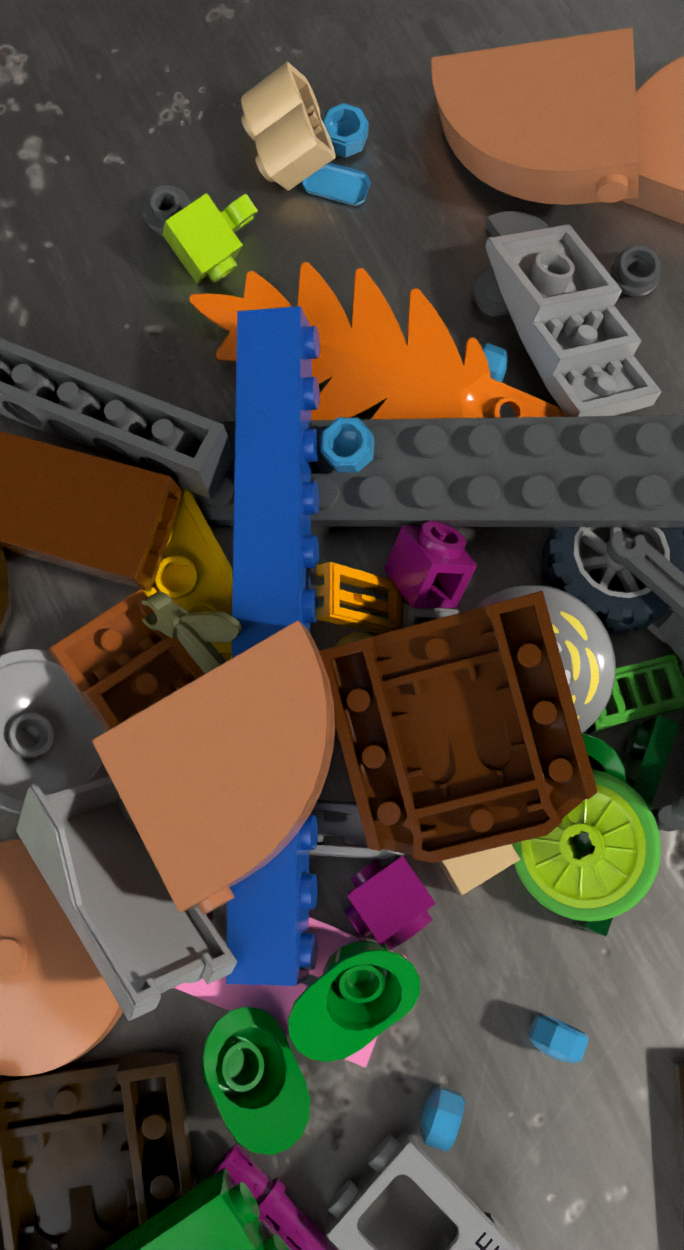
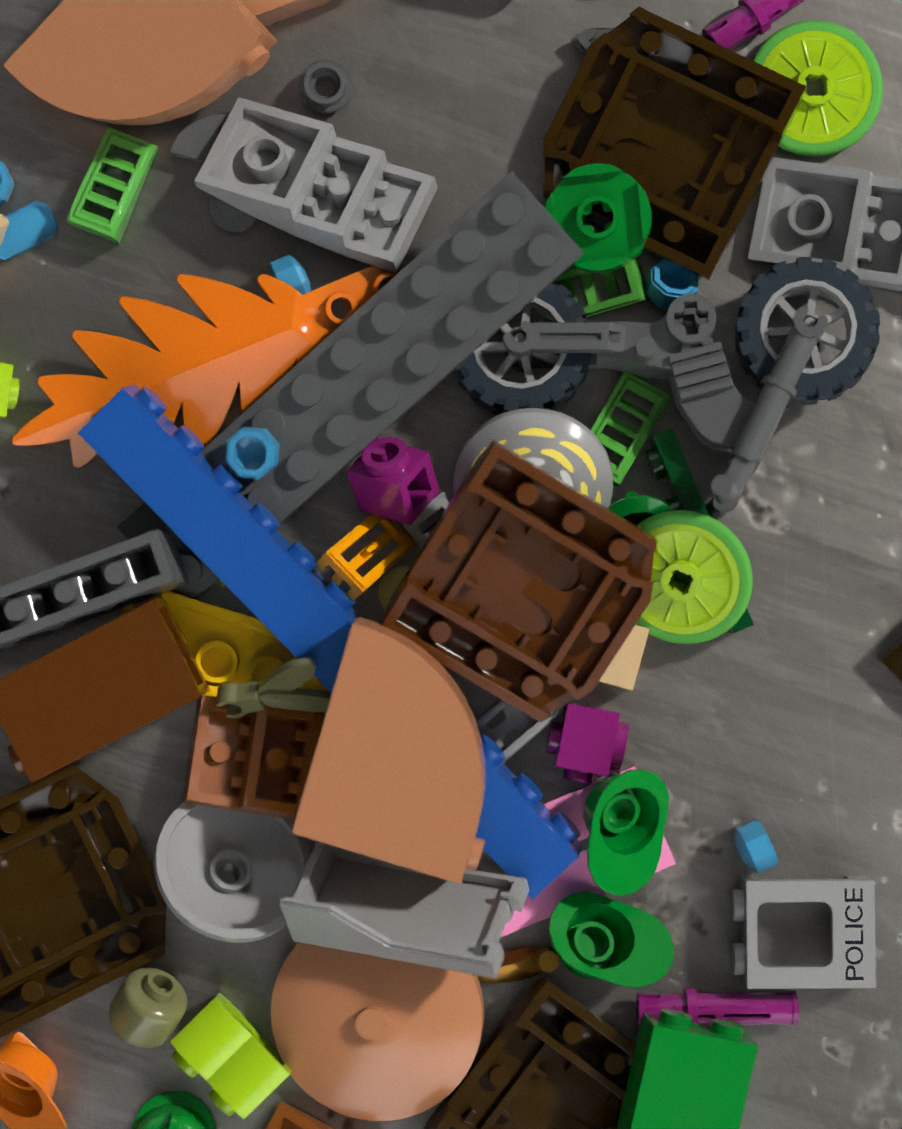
camera: 45 degrees left, 10 degrees up
(175, 1029) = (524, 964): none -> pearl gold bar
(406, 194) = (111, 229): none -> bright green slope
(558, 1039) = (785, 721): dark azure tile -> none

